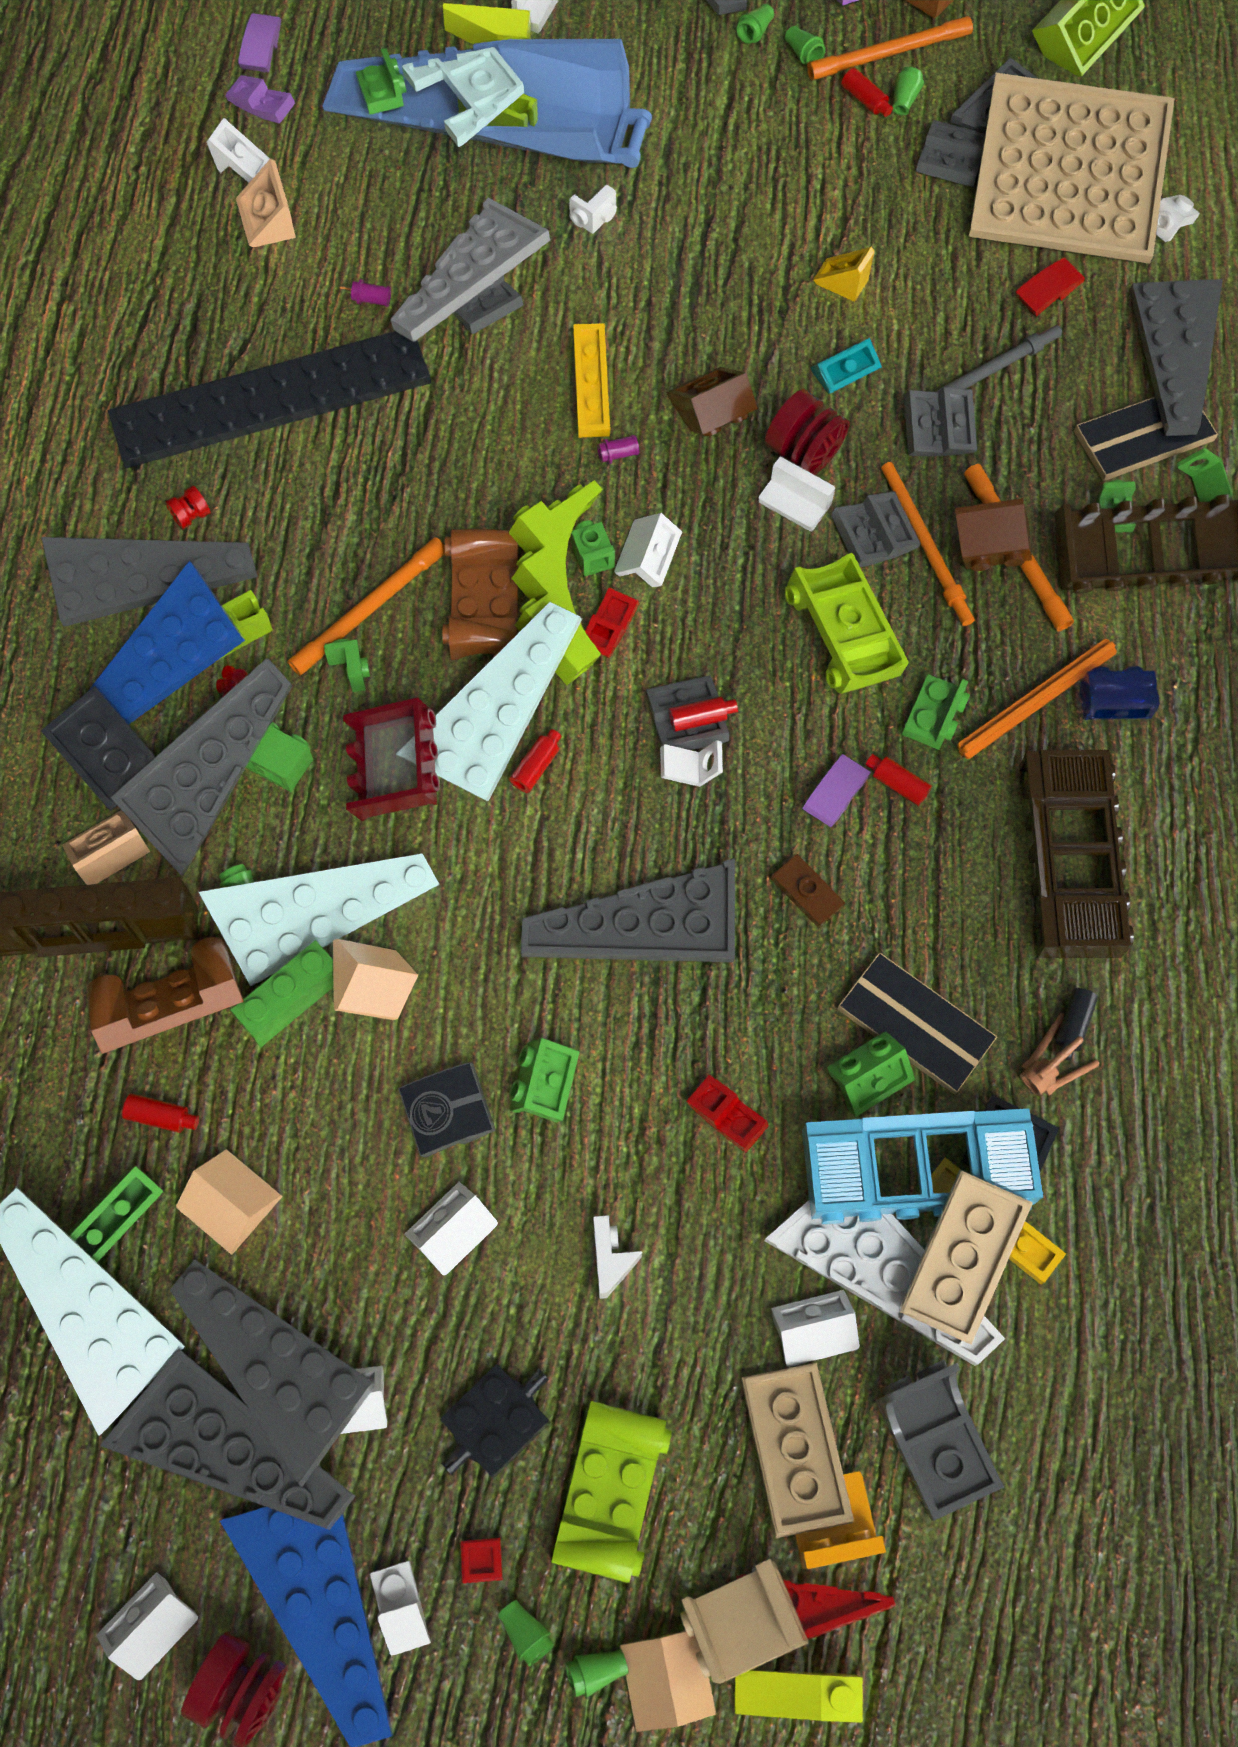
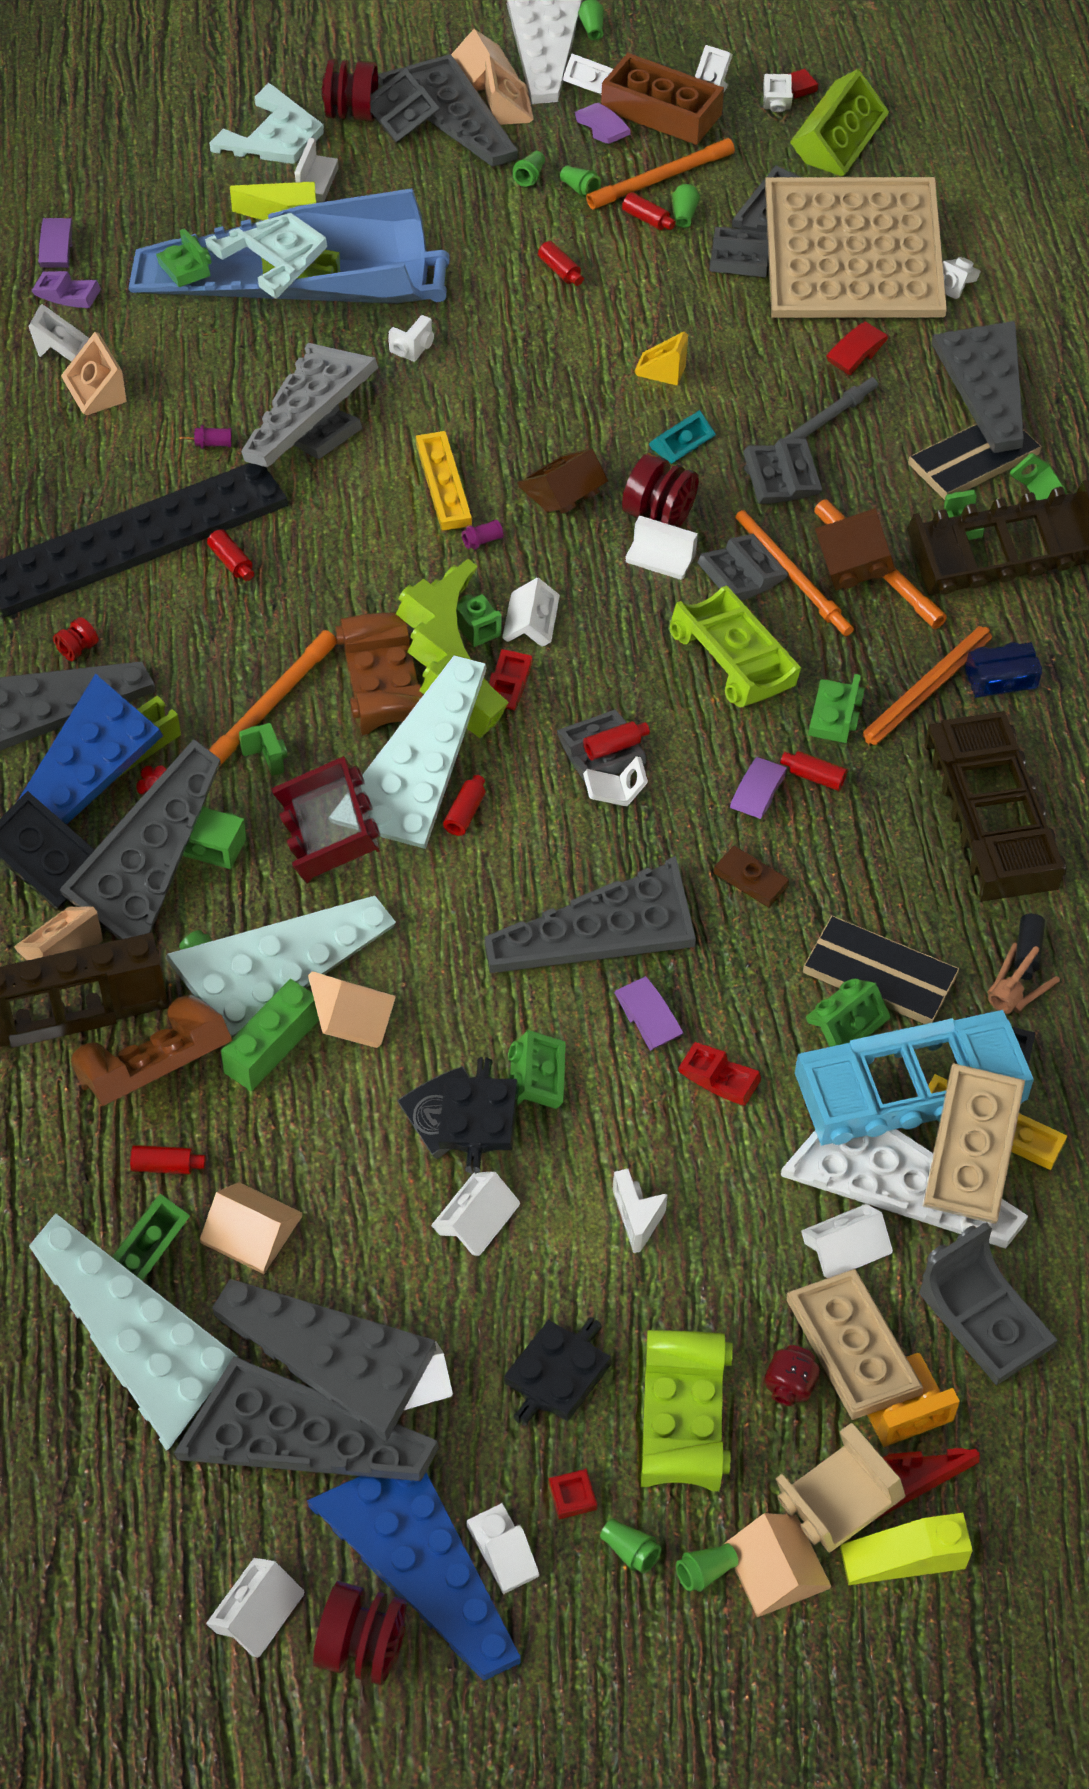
camera: 10 degrees left, 15 degrees down
(361, 433) = (230, 555): none -> red cylinder
(472, 1125) = (478, 1114): none -> black plate
(670, 1032) = (650, 1013): none -> medium lavender slope
(725, 1476) = (792, 1375): none -> dark red head
(764, 141) = (560, 263): none -> red cylinder

